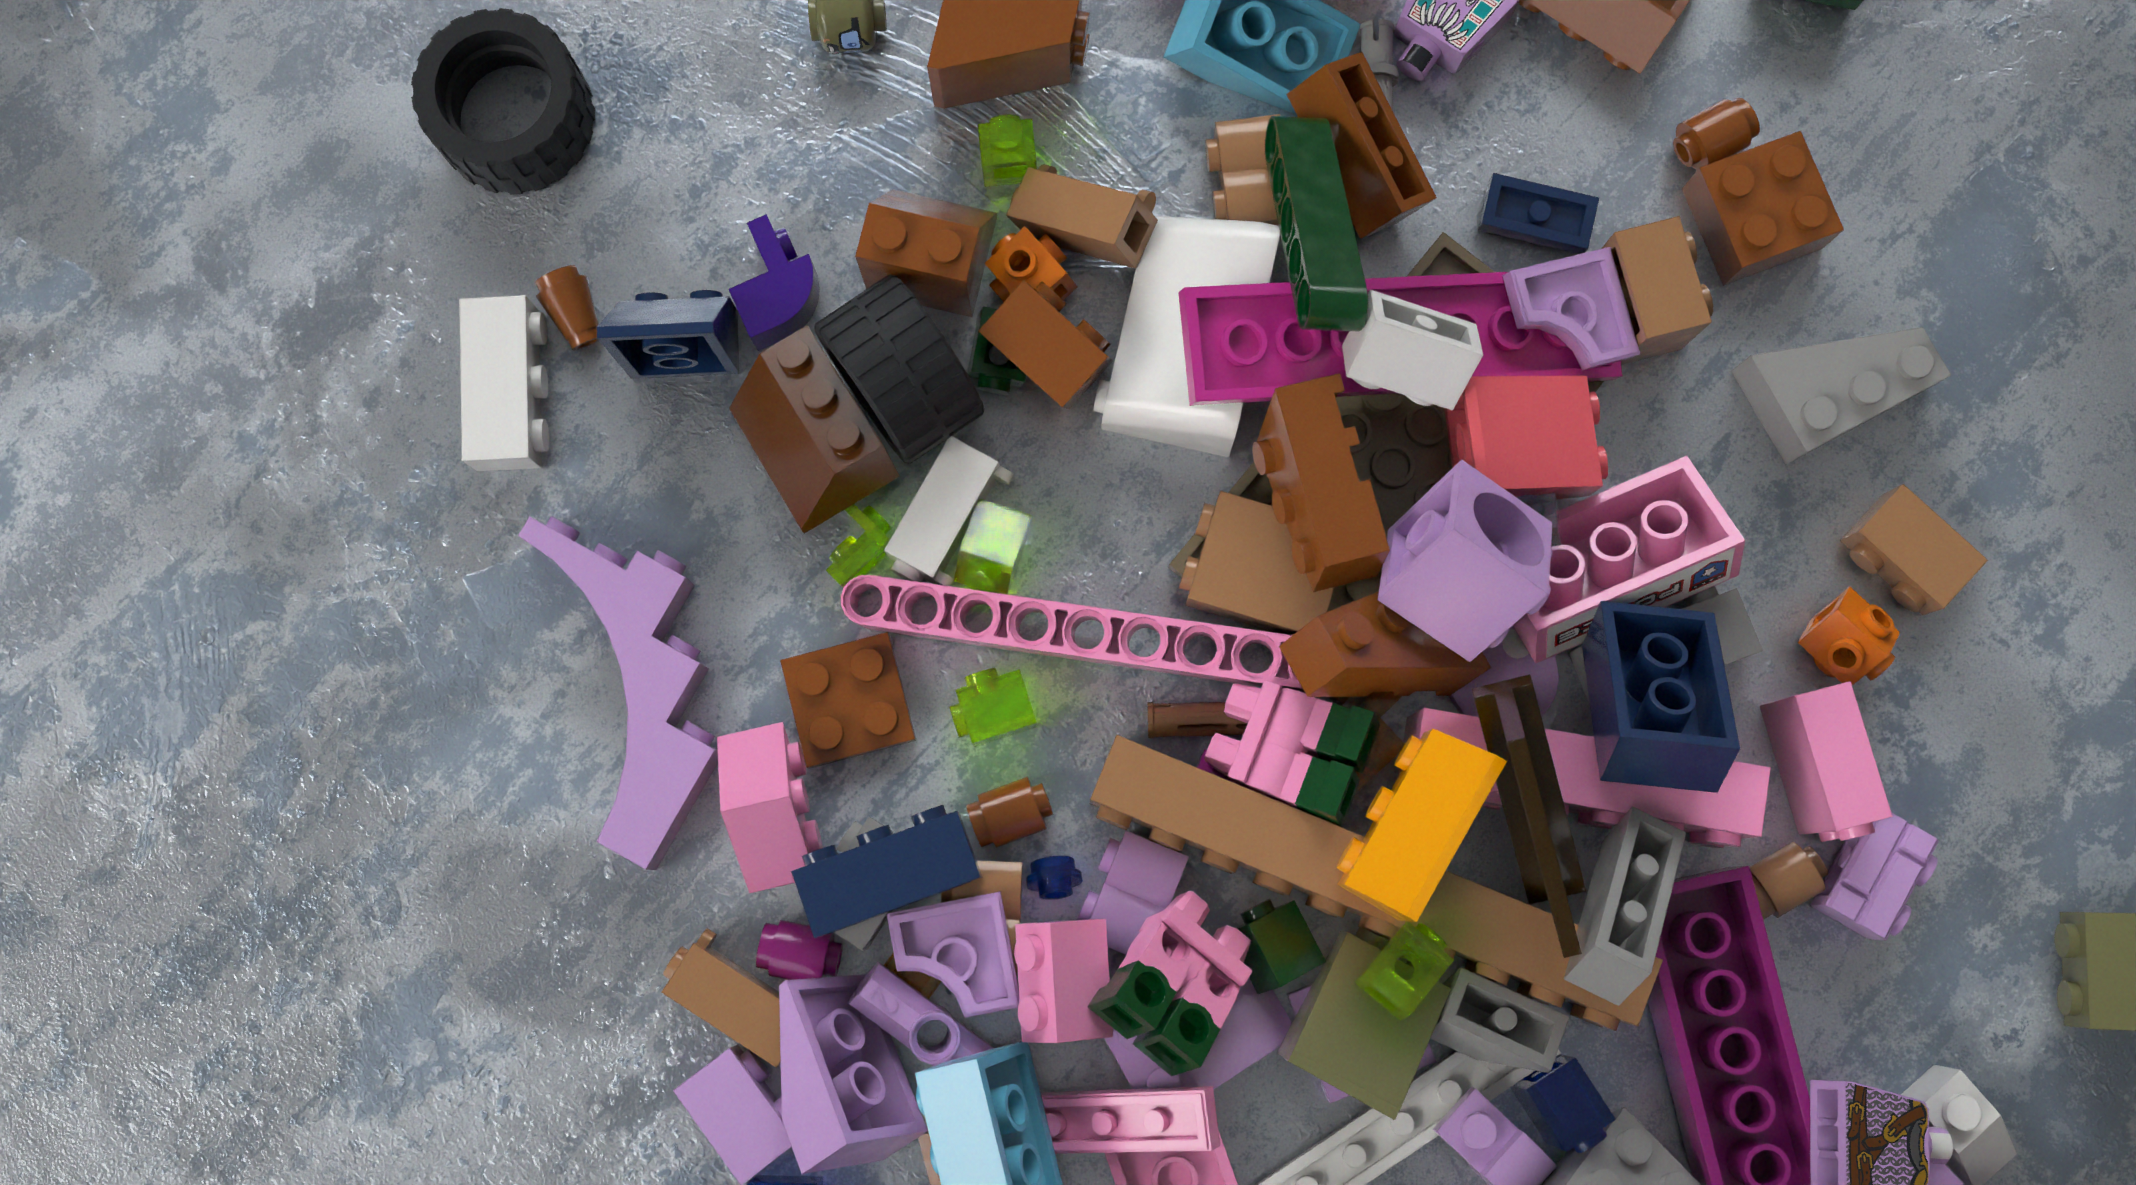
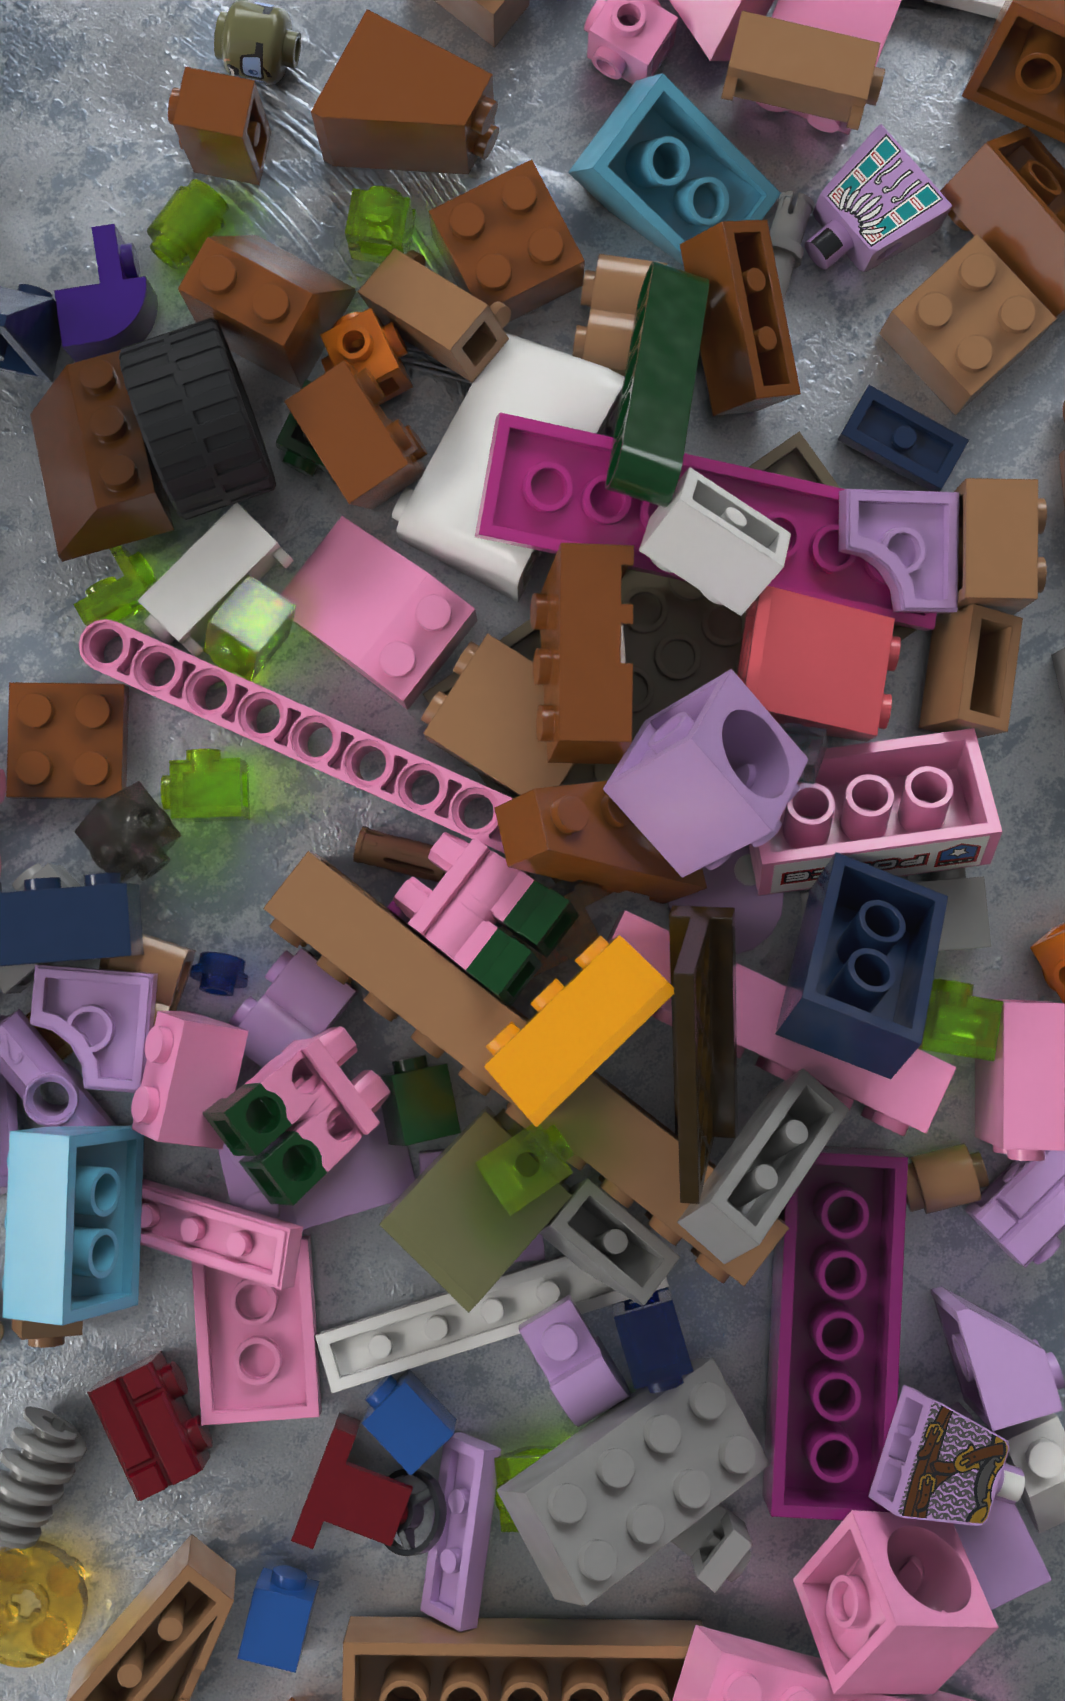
camera: 15 degrees right, 5 degrees up
(829, 196) = (186, 222): none -> clear neon green brick
(839, 100) = (220, 125): none -> dark orange brick
(934, 768) = (129, 834): none -> clear smoke brick
(1009, 812) = (193, 897): dark orange brick -> none
(1104, 499) = (378, 611): none -> bright pink slope
(1129, 133) = (508, 242): none -> dark orange brick
(1565, 96) = (966, 324): none -> medium nougat brick
(1667, 405) = (971, 671): none -> medium nougat brick
(1765, 725) = (961, 1022): none -> clear neon green brick
(1888, 1039) = (997, 1366): none -> lavender slope

